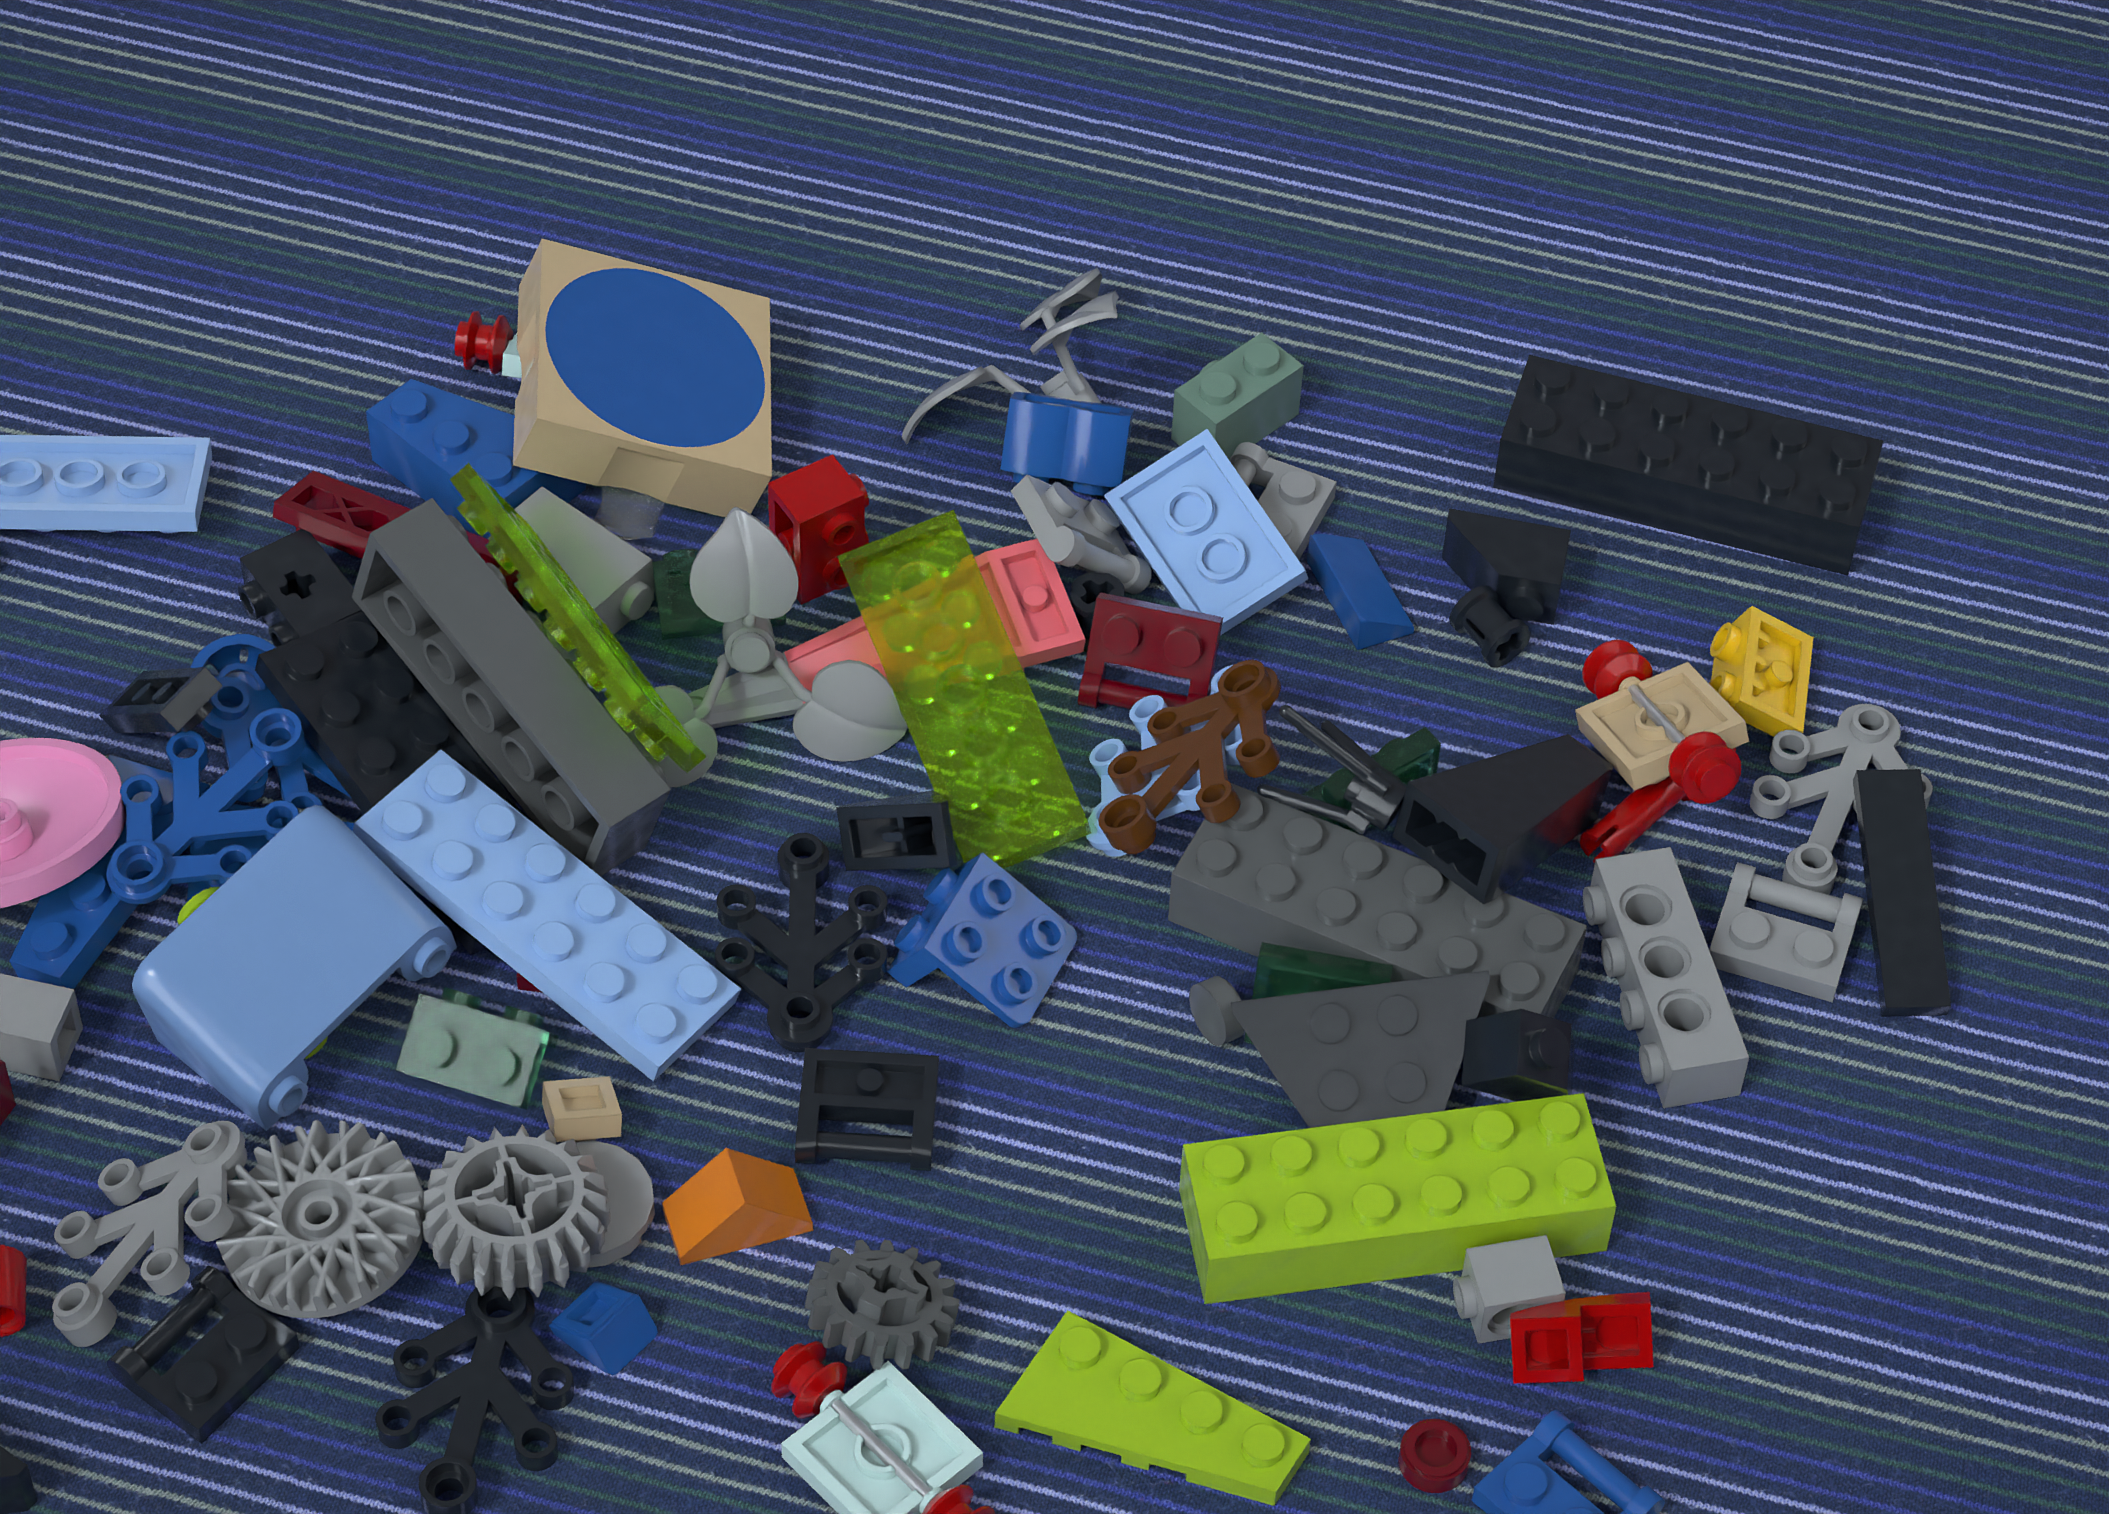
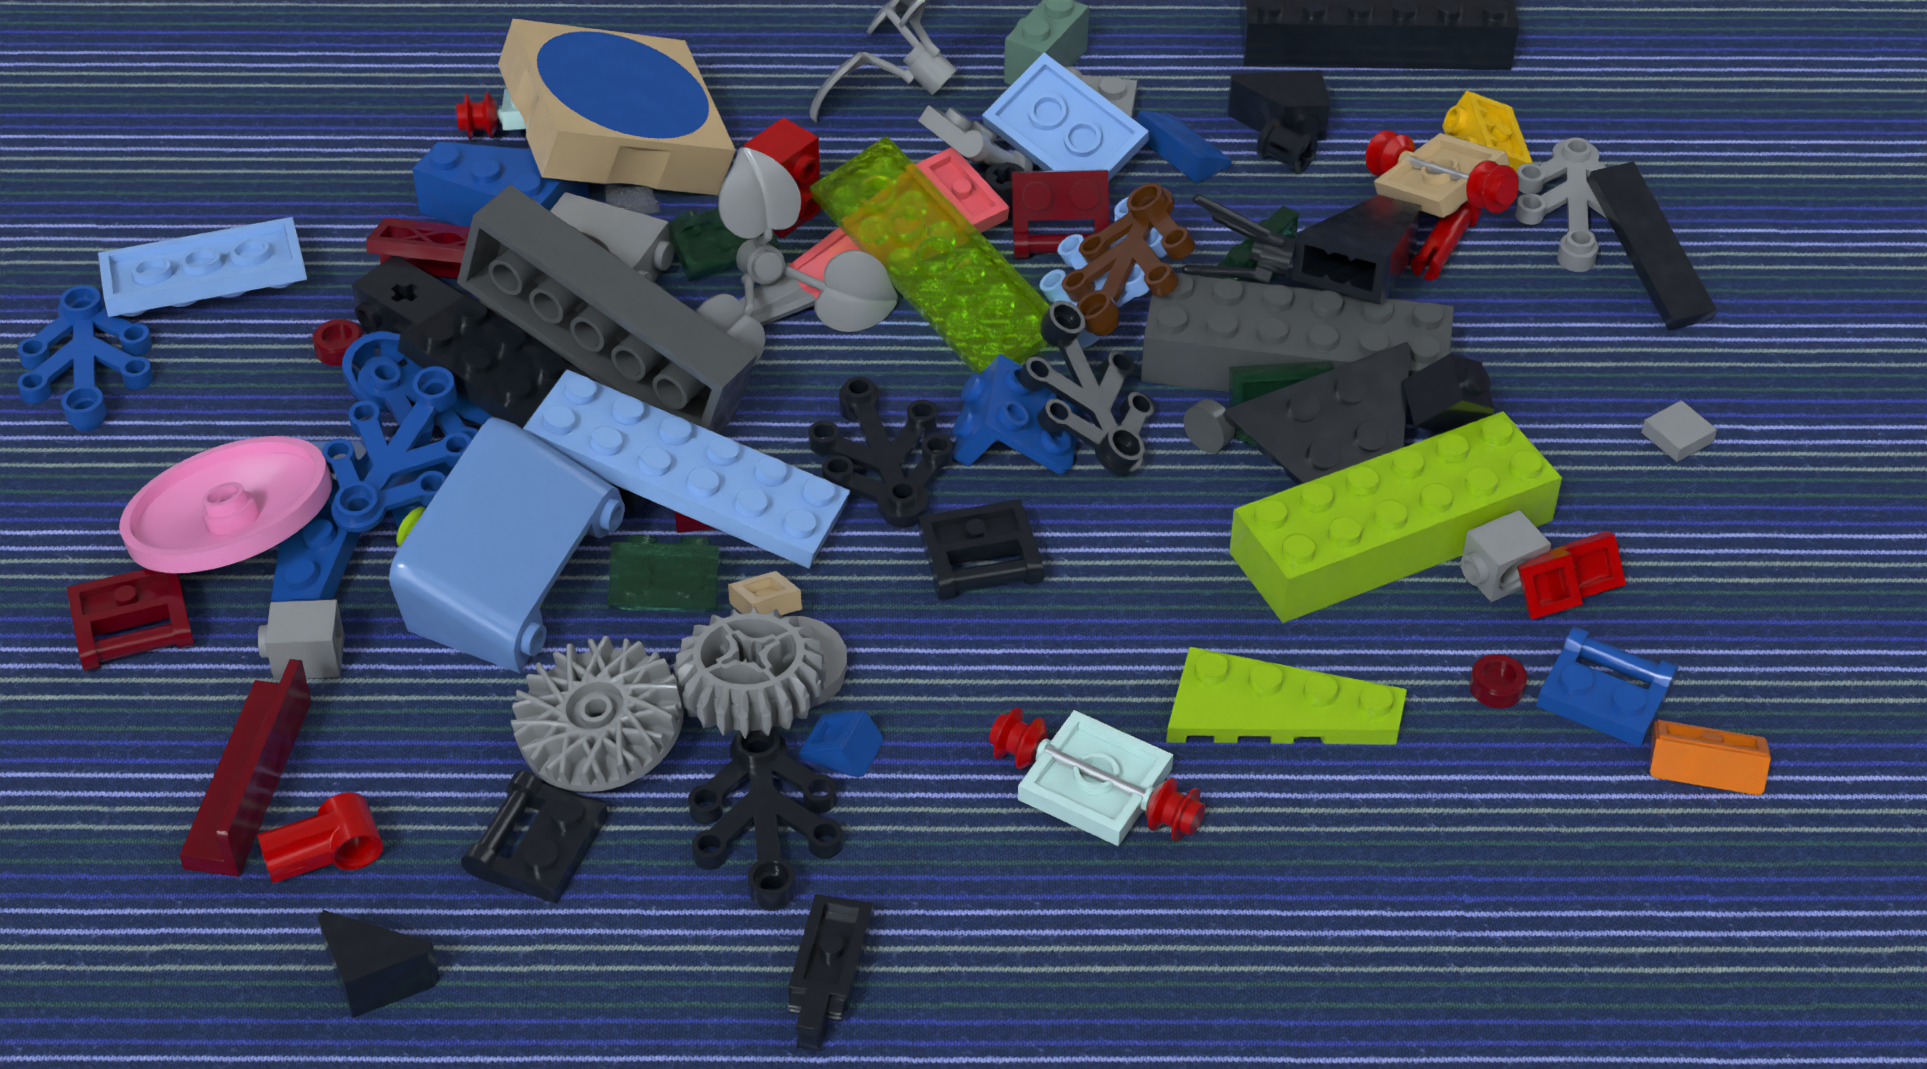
camera: 15 degrees left, 5 degrees down
(163, 701) = (332, 387): black plate -> none
(203, 1164) = (488, 694): light grey plant -> none
(207, 620) = (333, 340): none -> dark red tile
(575, 622) = (673, 272): clear neon green plate -> none
(735, 1206) = (907, 637): orange slope -> none
(881, 1304) = (1052, 672): dark grey gear -> none
(897, 833) = (928, 360): black slope -> none
(1067, 441) = (939, 85): blue brick -> none
(1078, 934) = (1115, 446): none -> black plant
(1653, 935) = (1518, 334): light grey brick -> none
(1780, 948) = (1579, 302): light grey plate -> none
(1823, 1167) = (1679, 431): none -> light grey tile

